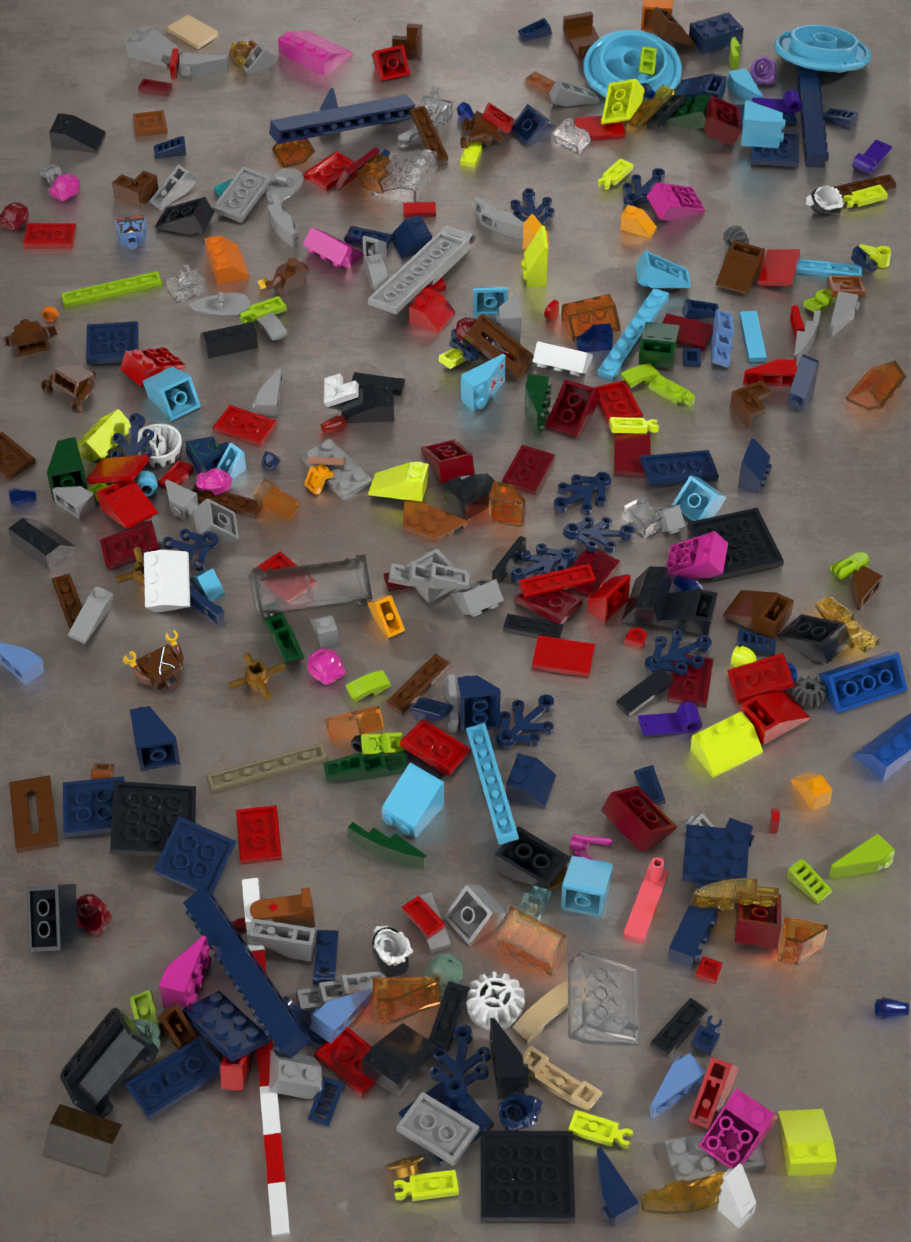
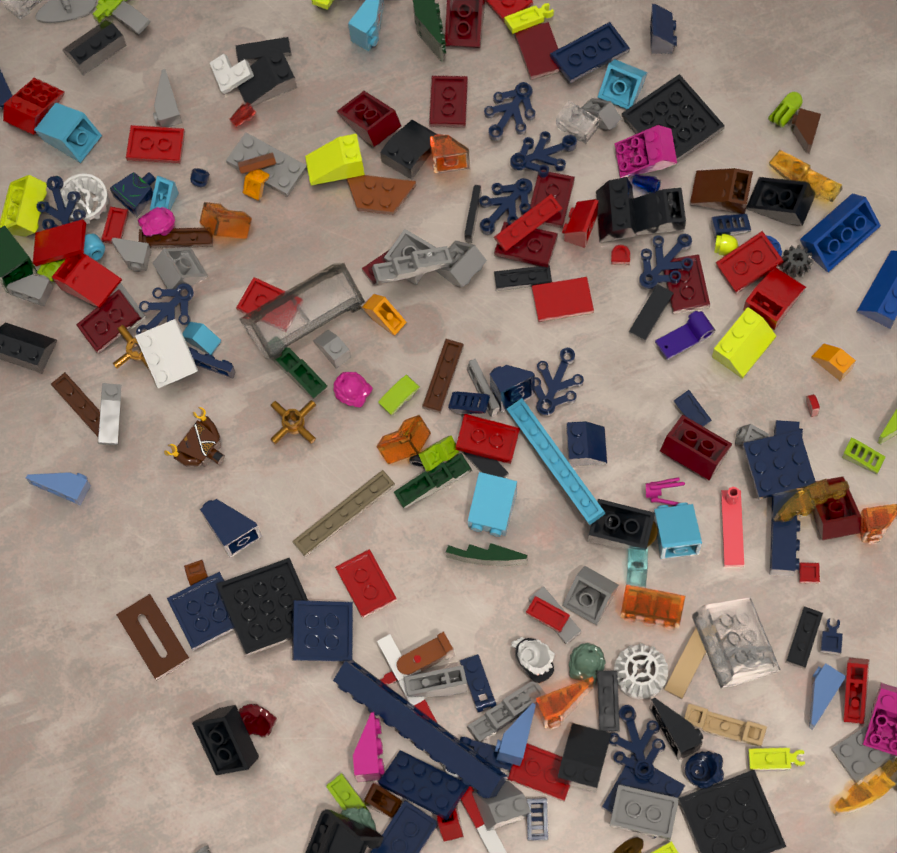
camera: 15 degrees left, 20 degrees up
(616, 1197) = (808, 811): dark blue slope -> none

